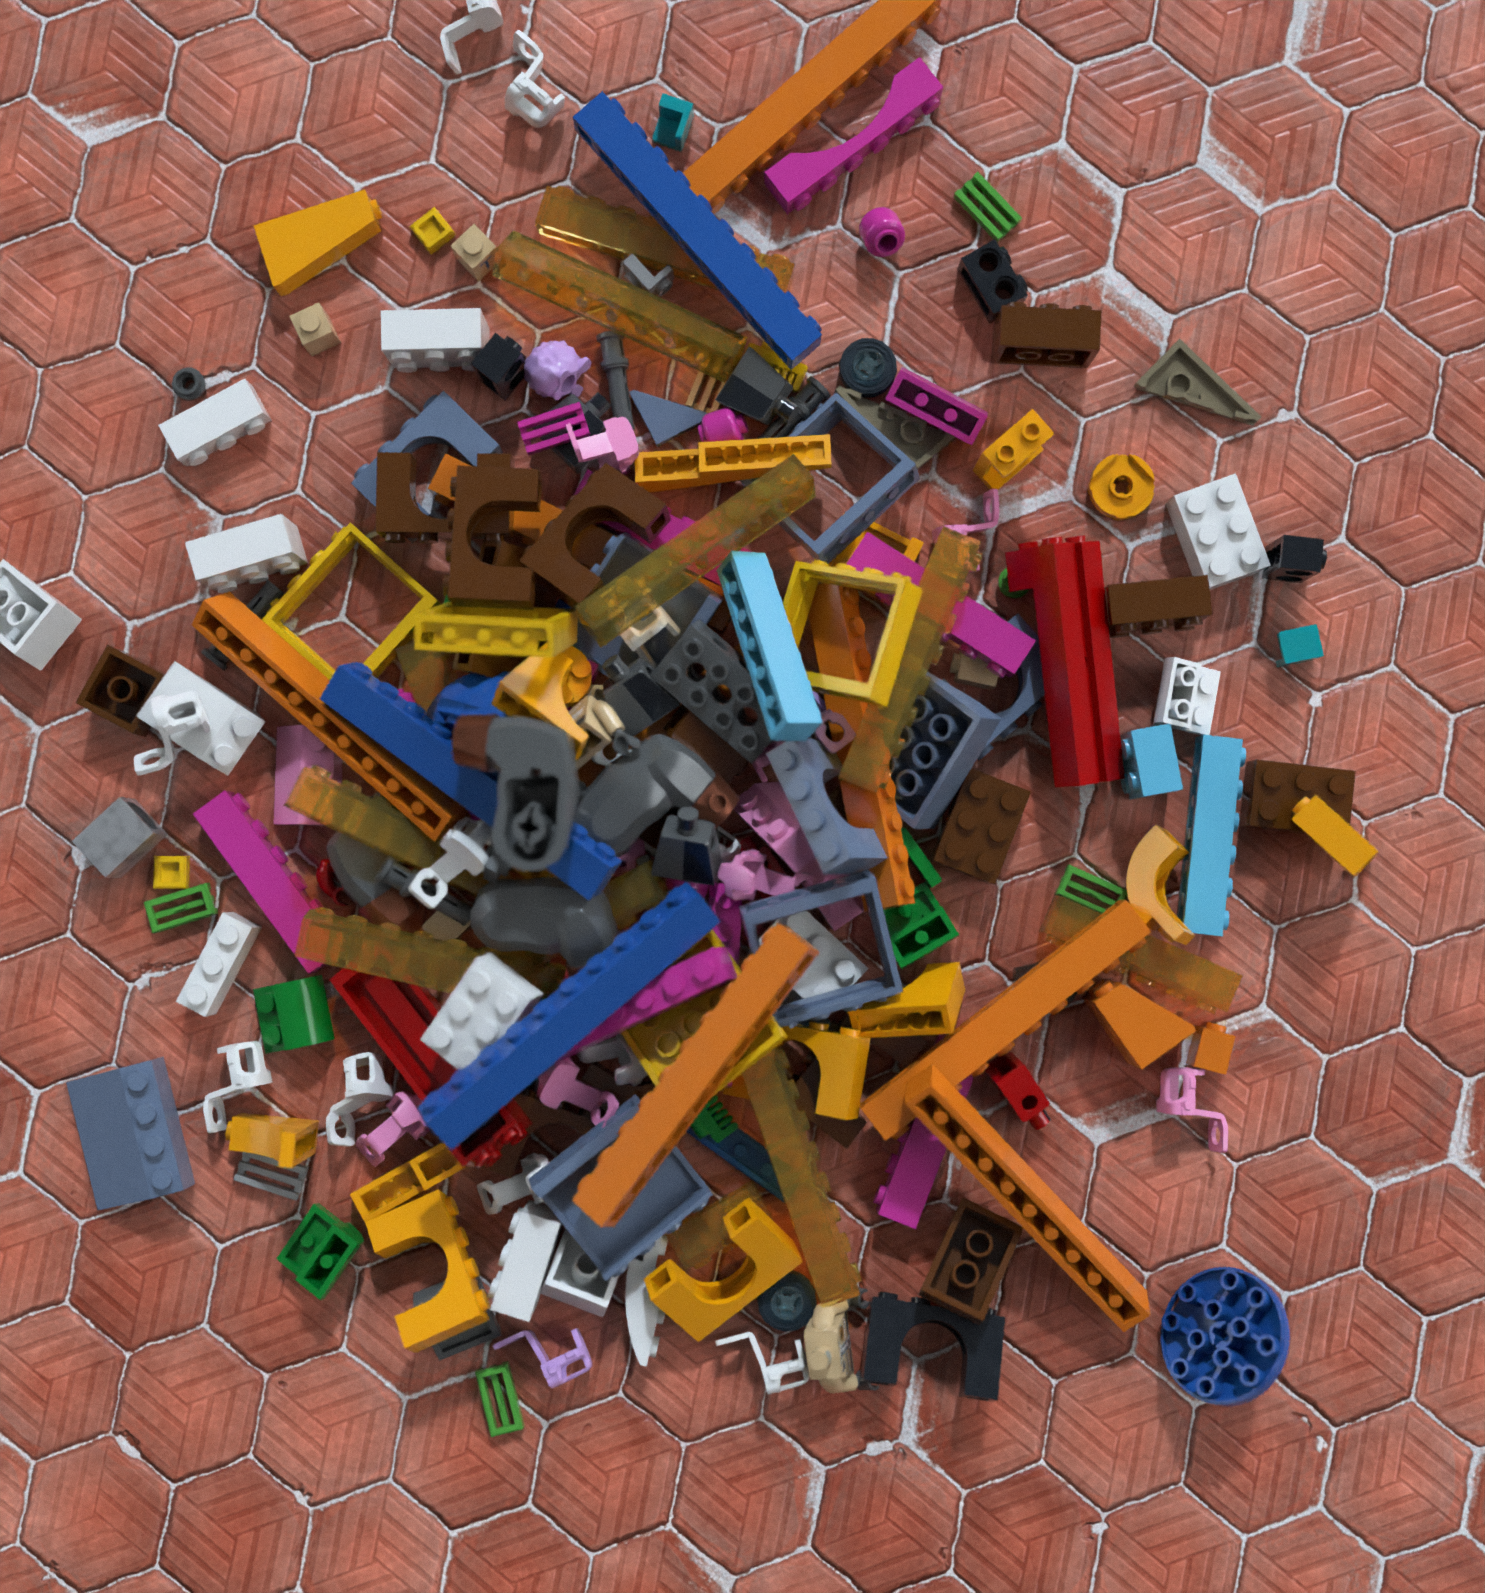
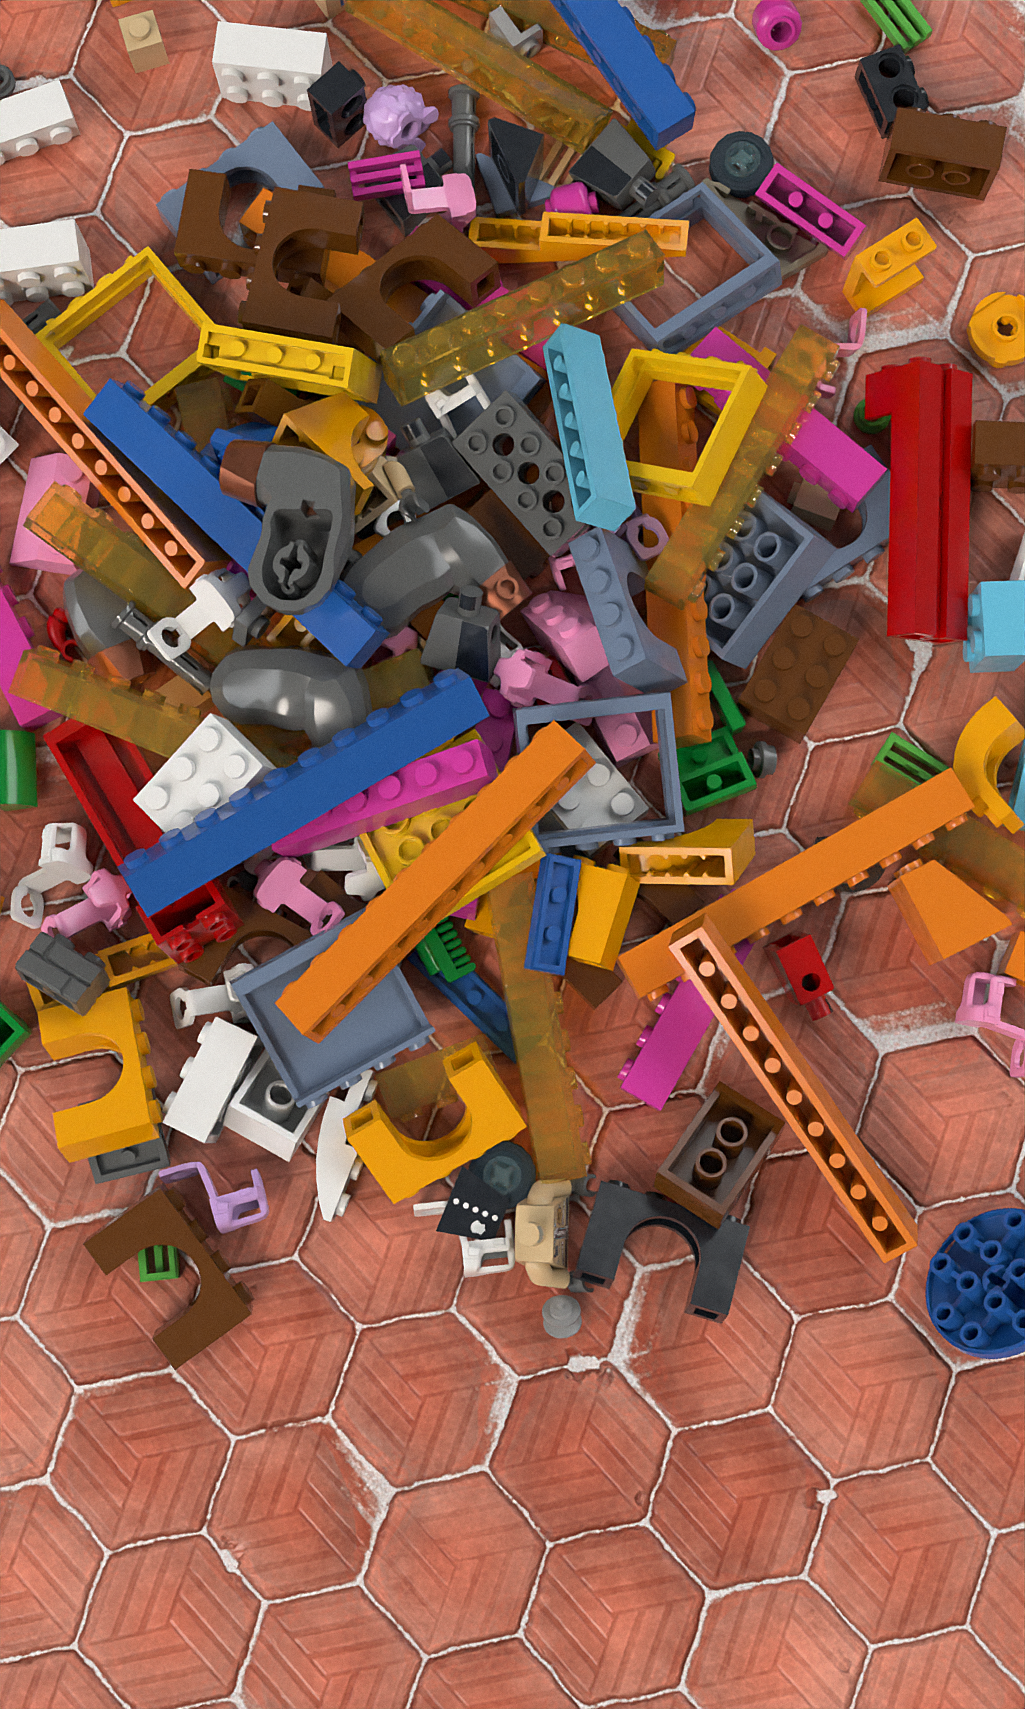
camera: 10 degrees right, 5 degrees down
(382, 1187) = (63, 972): none -> dark grey brick
(500, 1388) = (162, 1221): none -> reddish brown arch
(669, 397) = (518, 159): none -> black slope
(767, 1336) = (473, 1208): none -> black sticker
(799, 1081) = (552, 914): none -> blue tile
(855, 1414) = (562, 1316): none -> light grey wheel
(959, 906) = (762, 759): none -> dark grey plate

